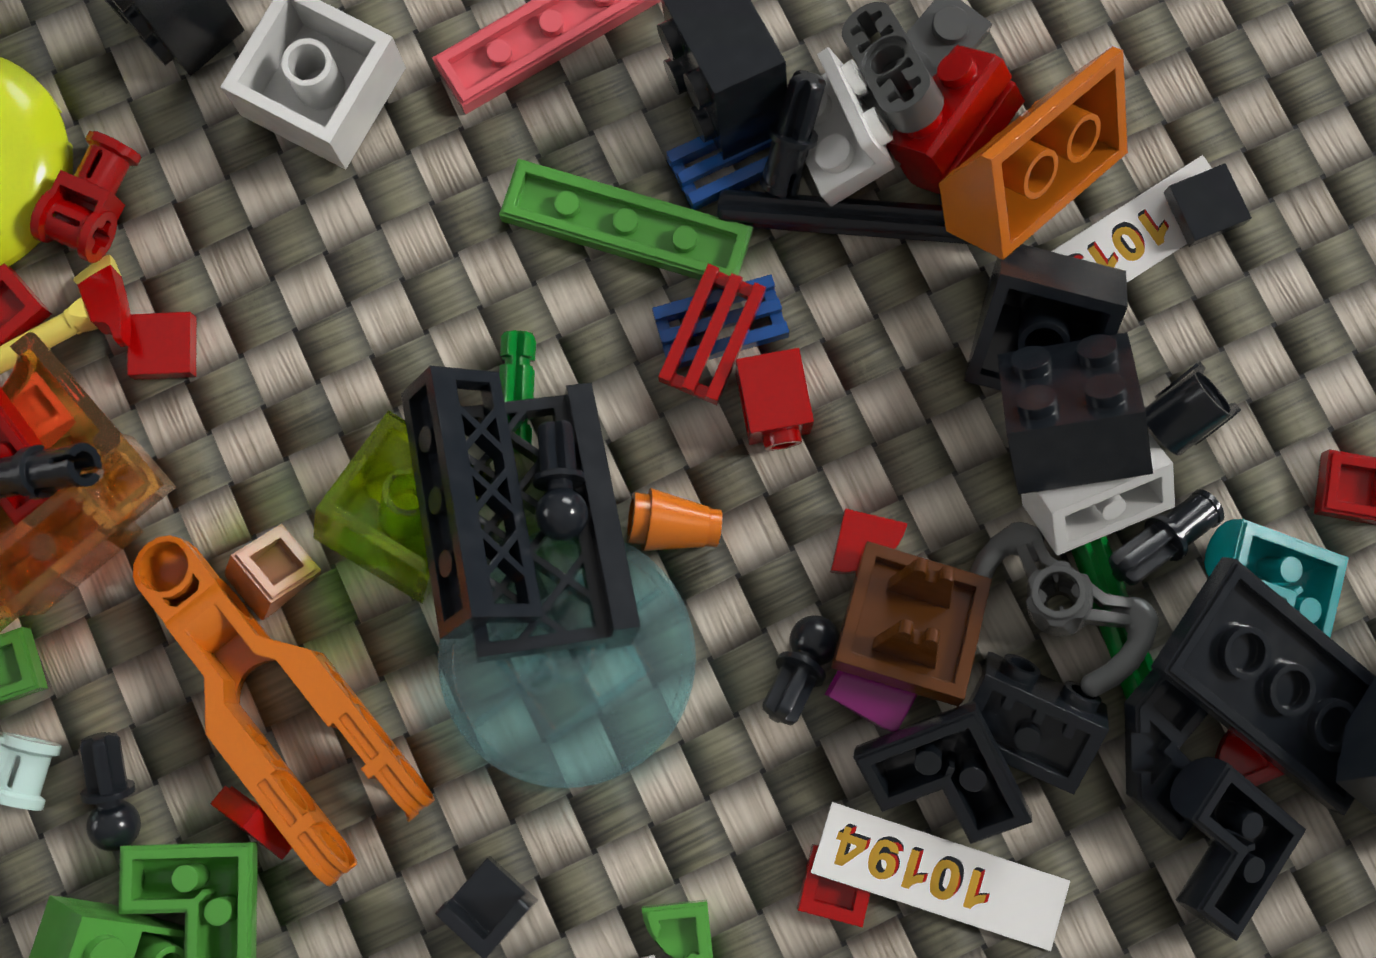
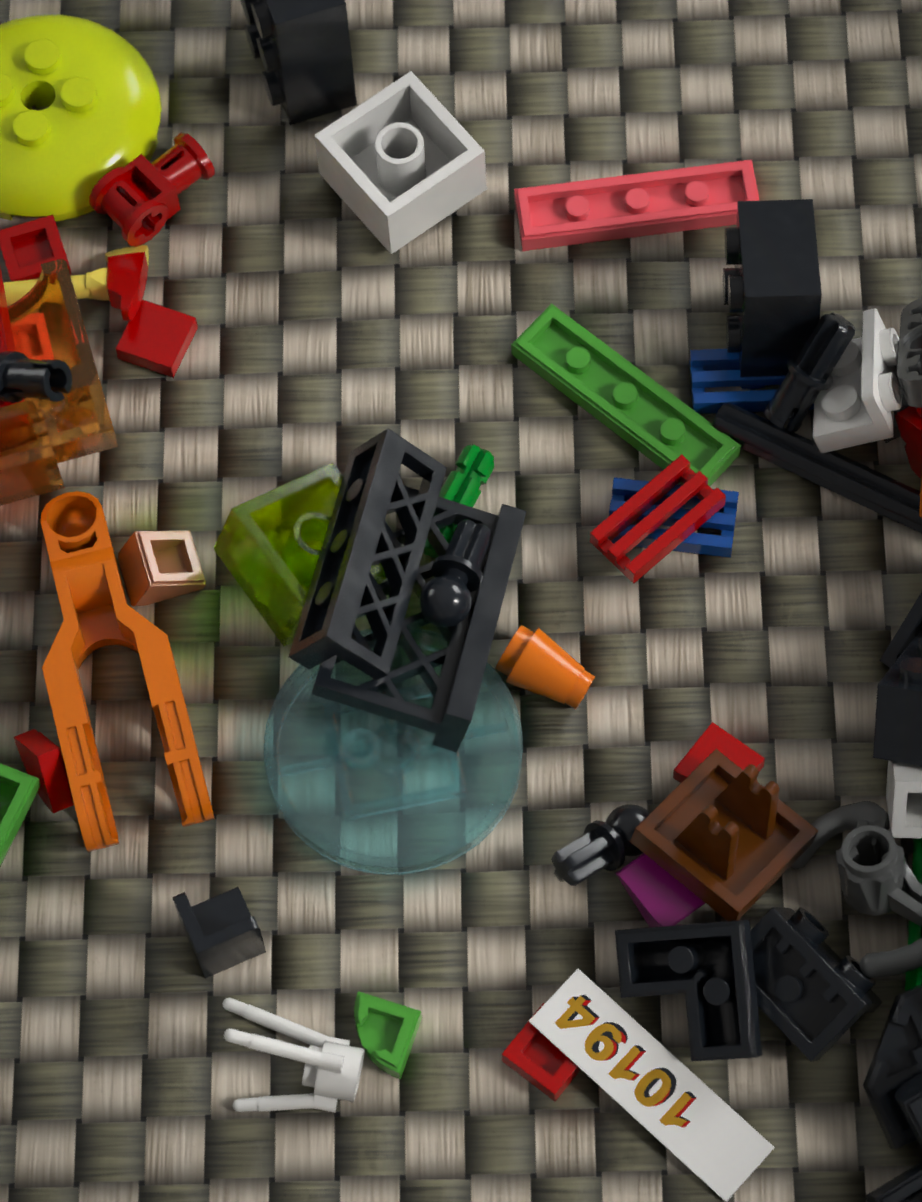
camera: 25 degrees right, 15 degrees down
(774, 399) = (689, 598): red brick -> none

